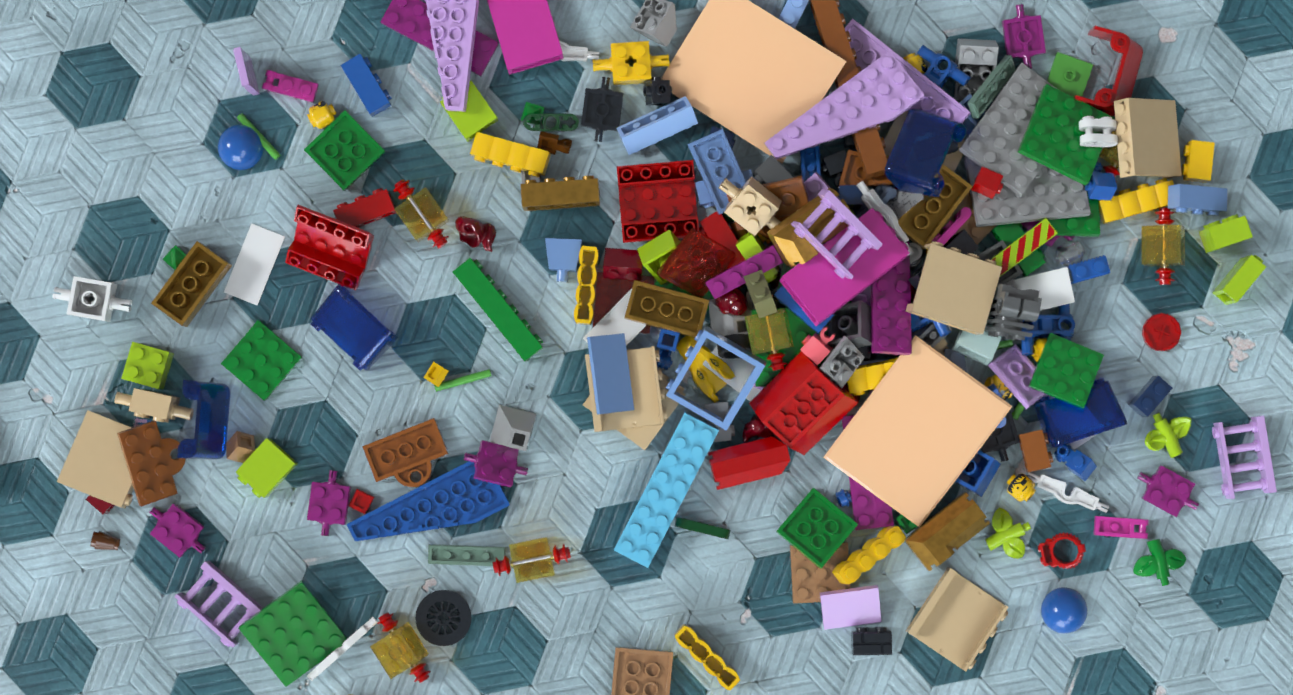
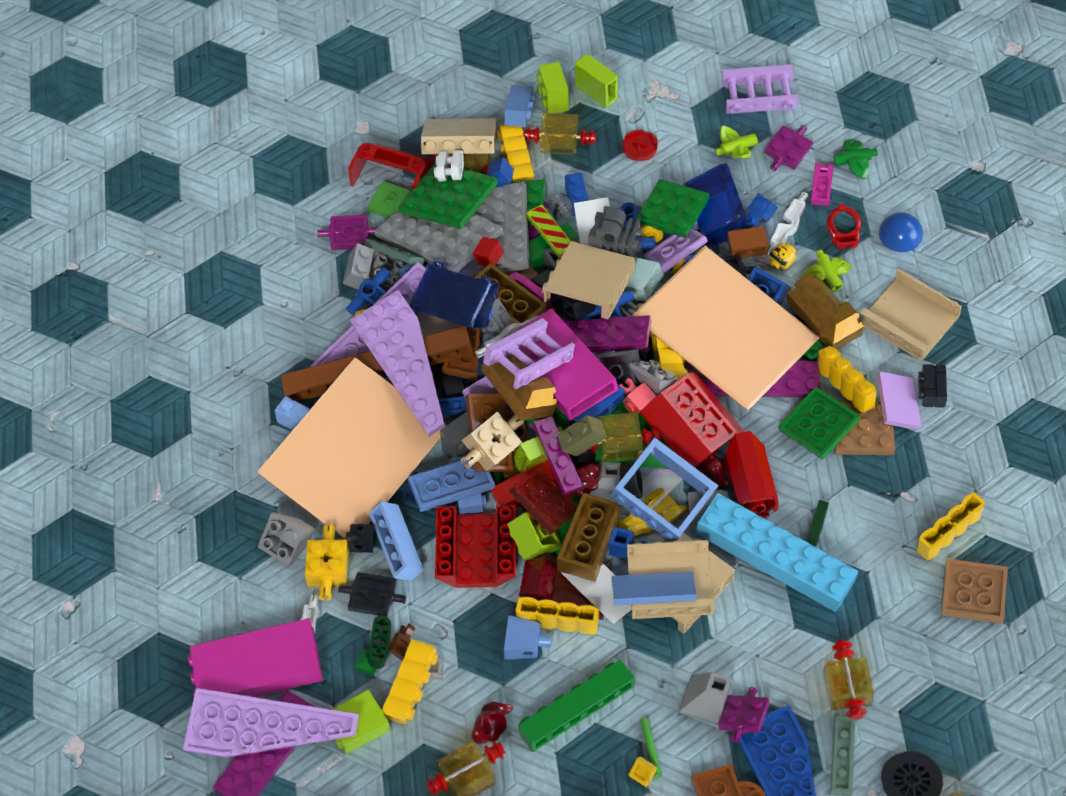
camera: 80 degrees left, 30 degrees down
(560, 194) = (457, 633): pearl gold brick -> none
(843, 498) = (789, 402): blue plate -> none
(1150, 396) = (699, 153): dark blue brick -> none
(1198, 161) = (483, 106): yellow brick -> none

